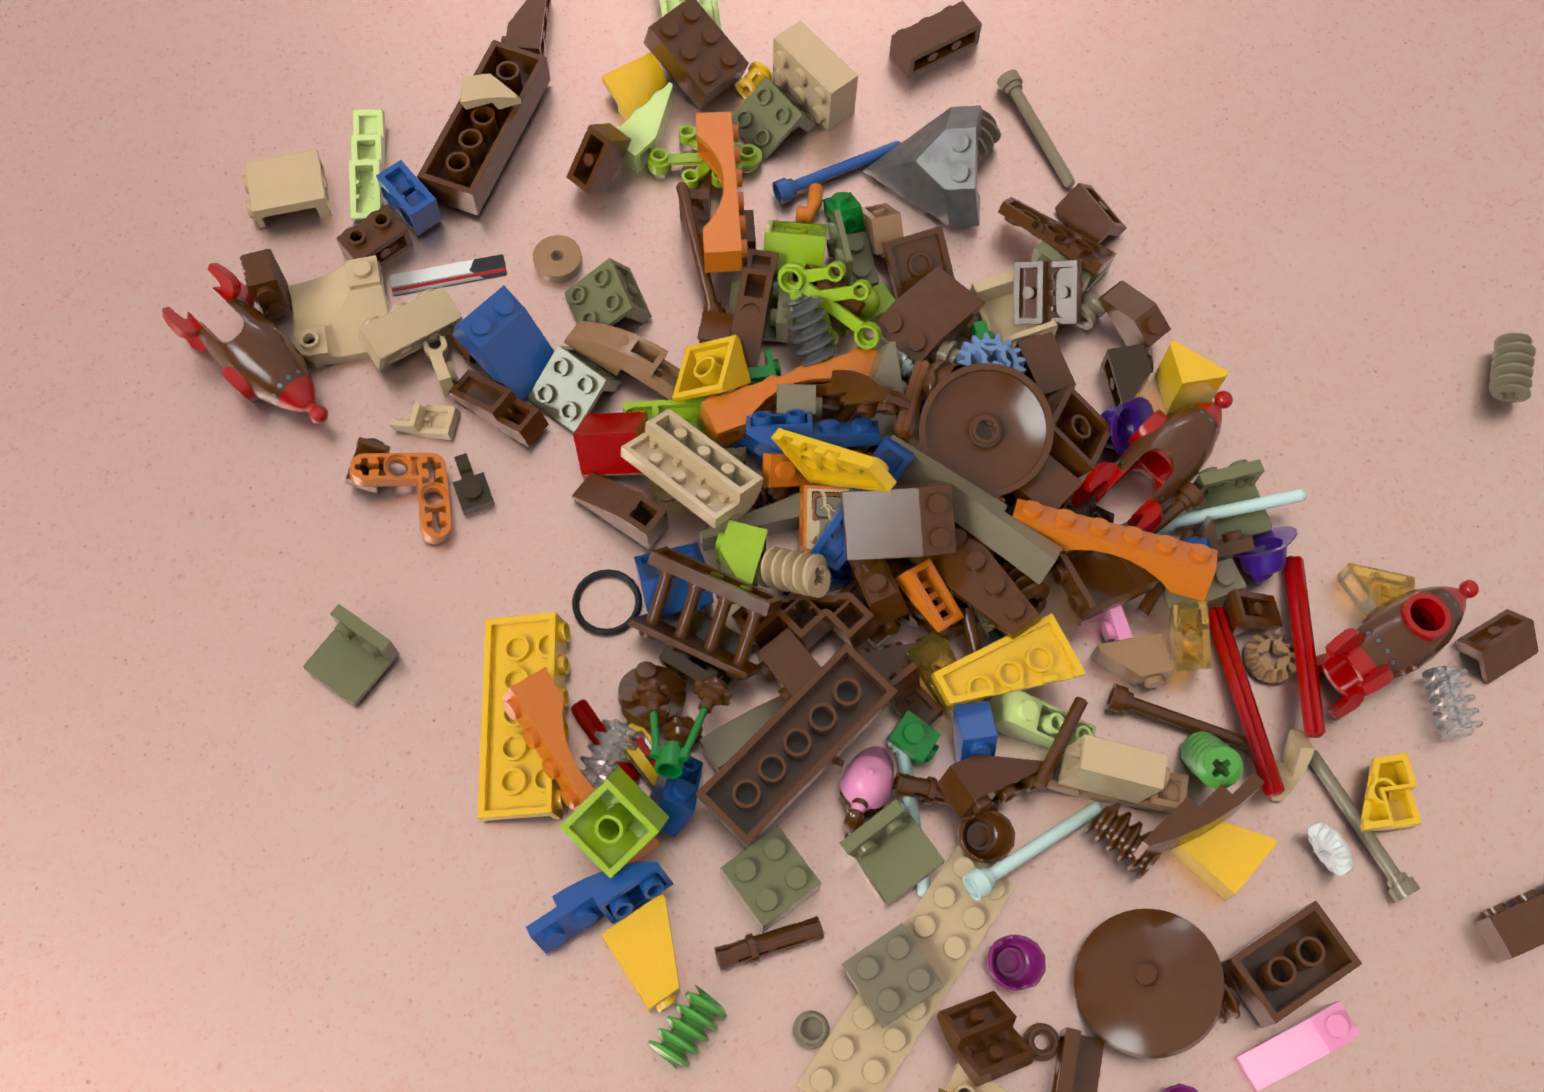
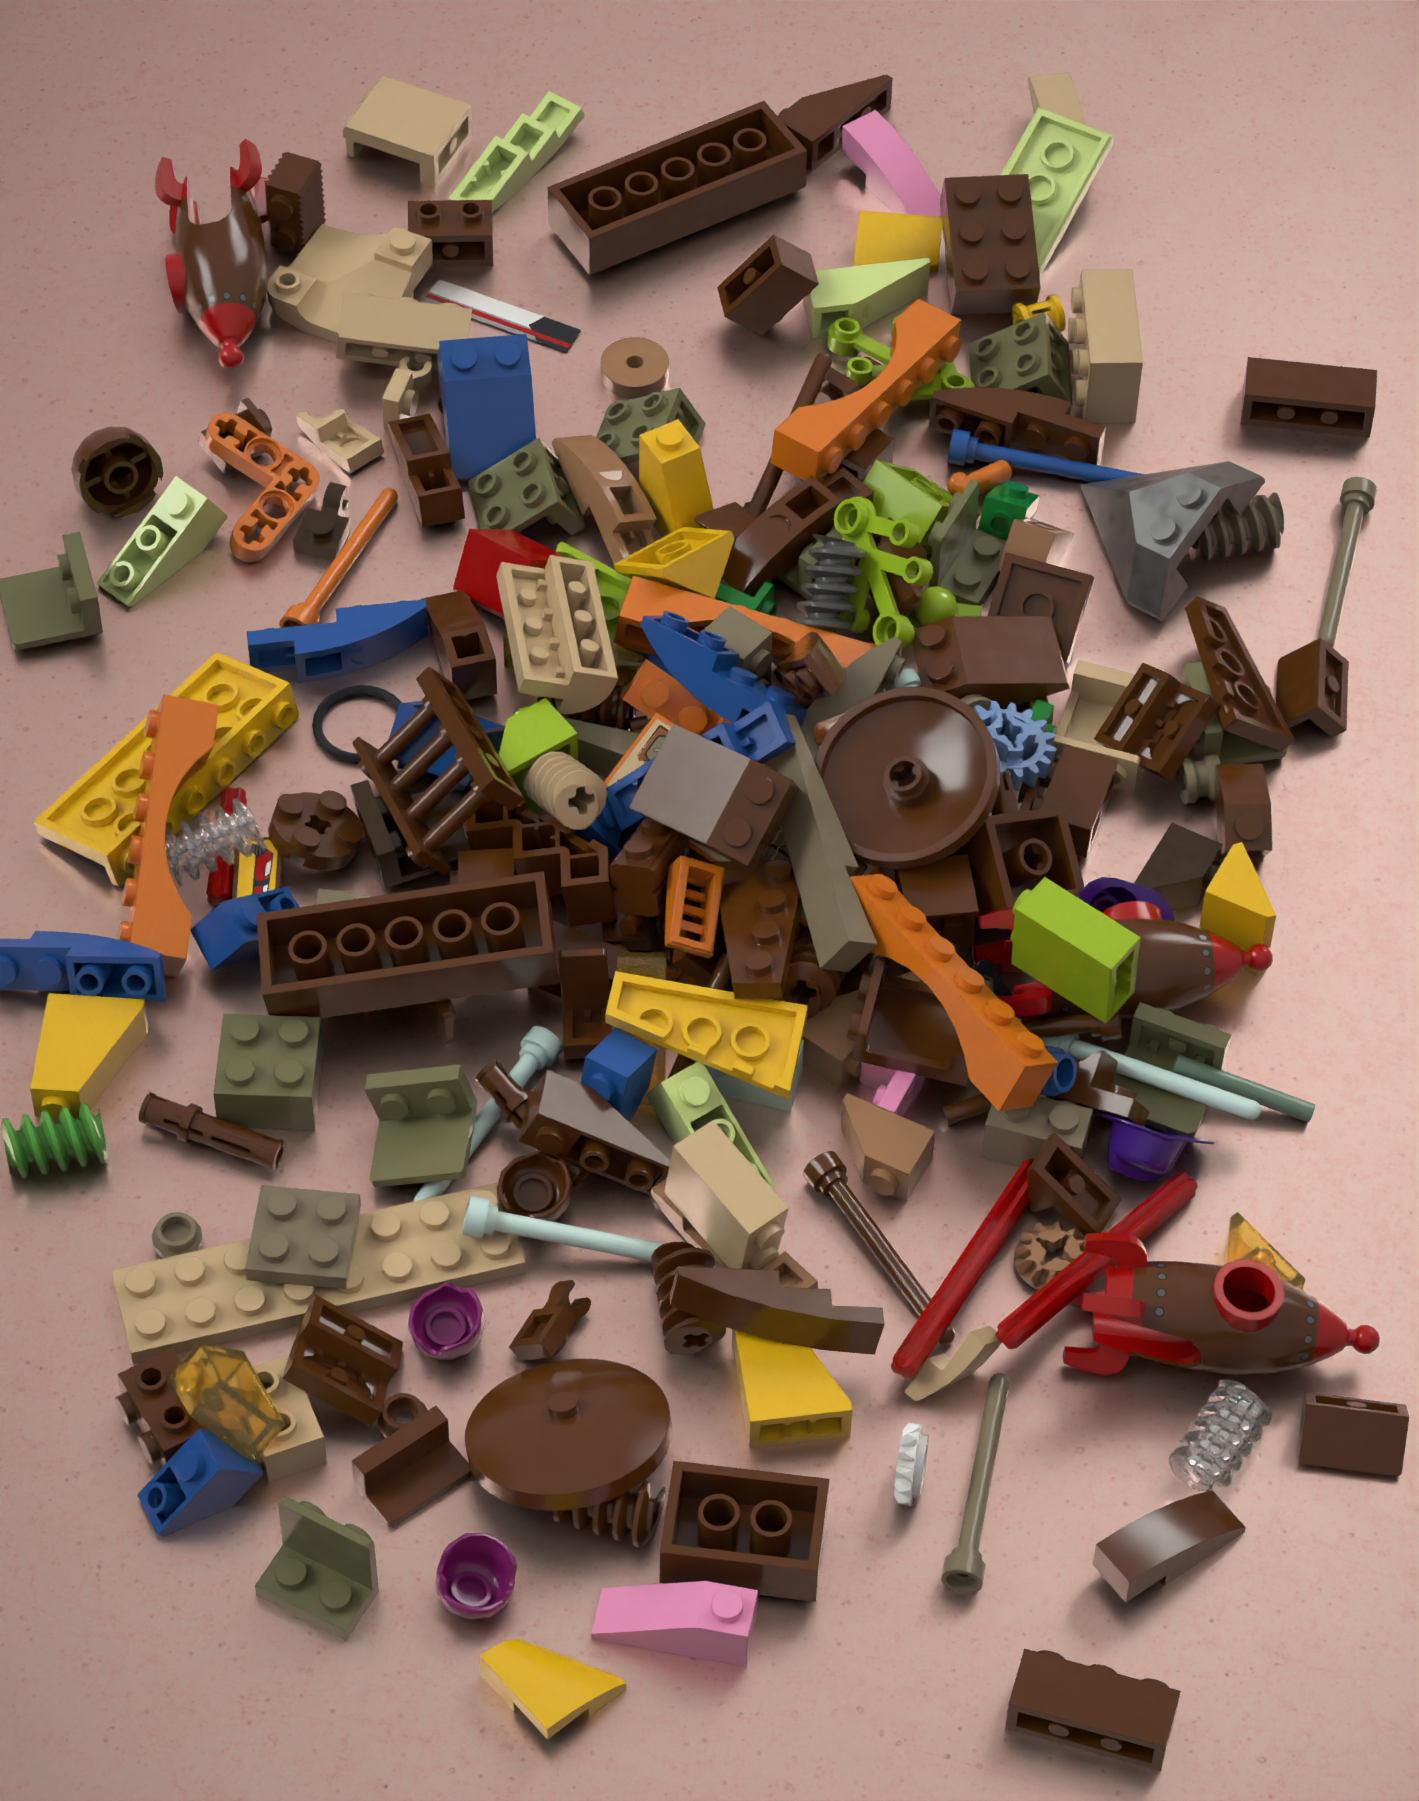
camera: 40 degrees right, 15 degrees down
(315, 540) = (116, 471): none -> reddish brown cylinder
(385, 570) = (163, 543): none -> yellowish green slope
(409, 197) = (525, 209): blue brick -> none
(486, 89) = (700, 141): tan slope -> none
(515, 560) = (308, 611): none -> orange piece
(559, 551) = (352, 643): none -> blue slope
(593, 38) = (890, 166): none -> bright pink slope
(614, 822) = (153, 886): lime slope -> none
(664, 321) = (673, 477): none -> yellow slope
(680, 732) = (307, 809): reddish brown plant -> none
(794, 153) = (1017, 416): none -> reddish brown slope
(833, 464) = (692, 690): yellow wing -> none
(866, 786) = (463, 1043): bright pink hair -> none
(914, 738) = (550, 1044): green bracket -> none
(1060, 743) = (741, 1139): reddish brown bar -> none
(1068, 919) = (547, 1328): none -> reddish brown plate
(1170, 474) = (1074, 949): none -> lime brick
(1189, 635) = (961, 1148): clear yellow slope -> none
(1211, 760) = (858, 1278): bright green piece -> none
(1273, 482) = (1235, 1084): none -> sand green bar
(1389, 795) = (1041, 1472): yellow slope -> none
(1482, 788) = (1165, 1543): none -> reddish brown slope

